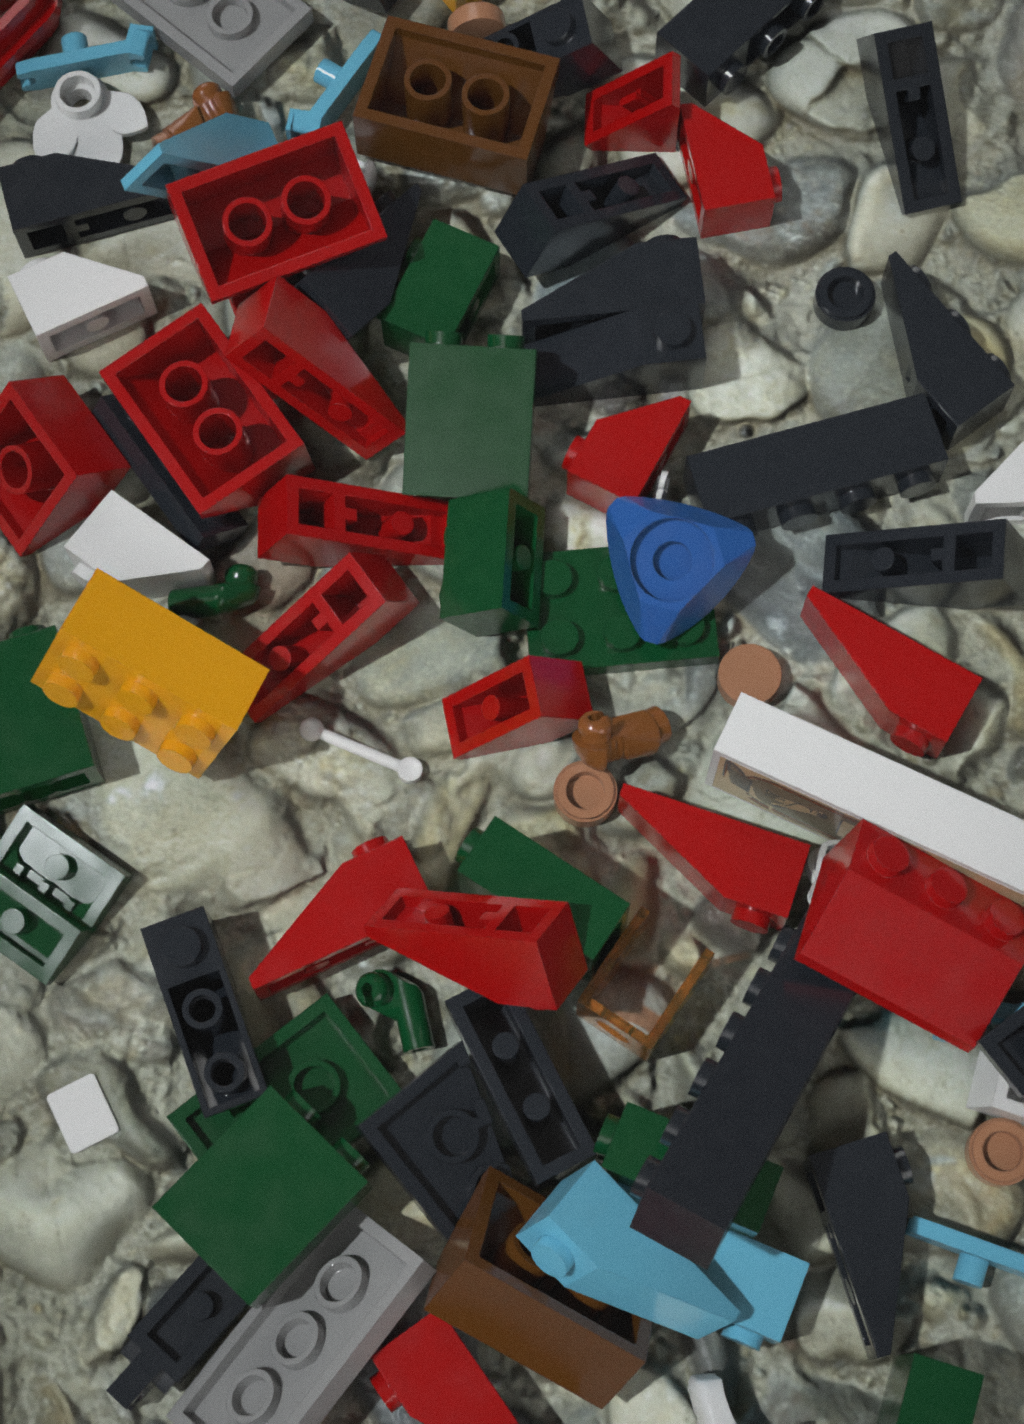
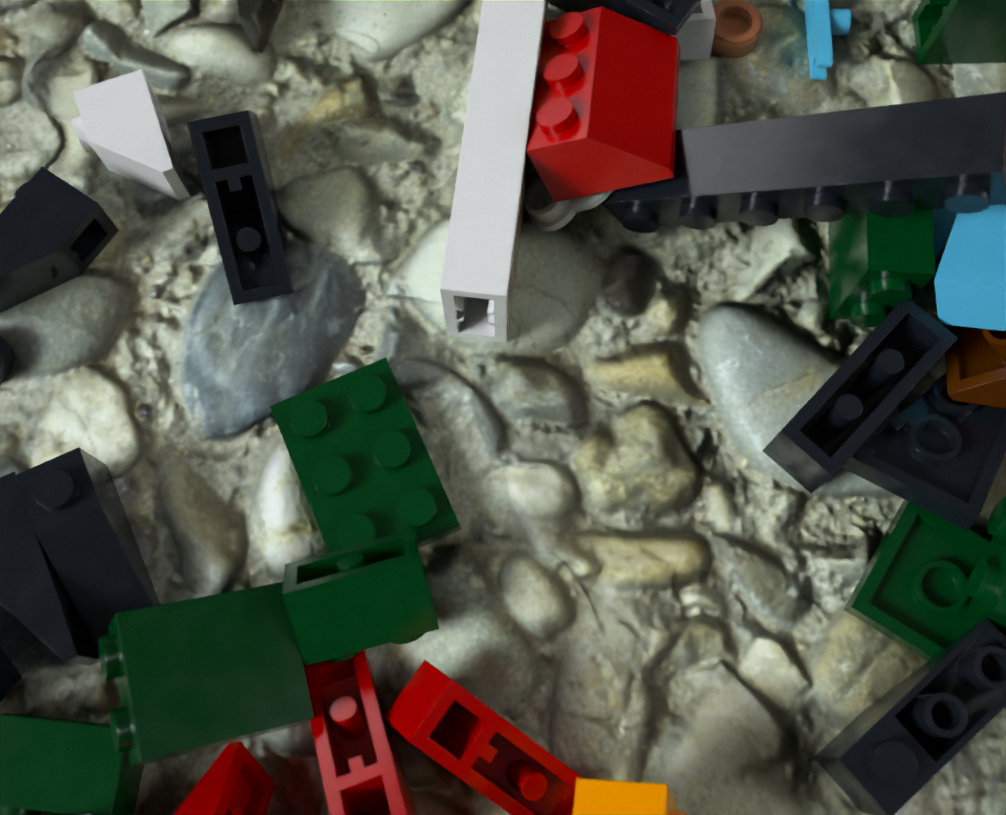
camera: 110 degrees left, 0 degrees up
(334, 920) = (759, 607): red slope -> none
(400, 1001) = (818, 539): dark green arm -> none
(408, 769) = (592, 615): white hinge -> none
(493, 945) = (776, 453): red slope -> none
(513, 865) = (693, 426): dark green brick -> none
(517, 707) = (503, 523): red slope -> none
(584, 795) = (557, 439): nougat tile -> none
(615, 1026) = (733, 292): clear orange piece -> none
(625, 452) = (206, 505): red slope -> none
(625, 736) = (496, 416): dark orange arm -> none
(672, 560) = (307, 418): blue hat -> none
(728, 861) = (583, 281): red slope -> none
(750, 671) = (395, 329): nougat tile -> none
(821, 467) = (172, 328): black brick -> none
(865, 1220) = (855, 80): black slope -> none
(898, 680) = (359, 204): red slope -> none

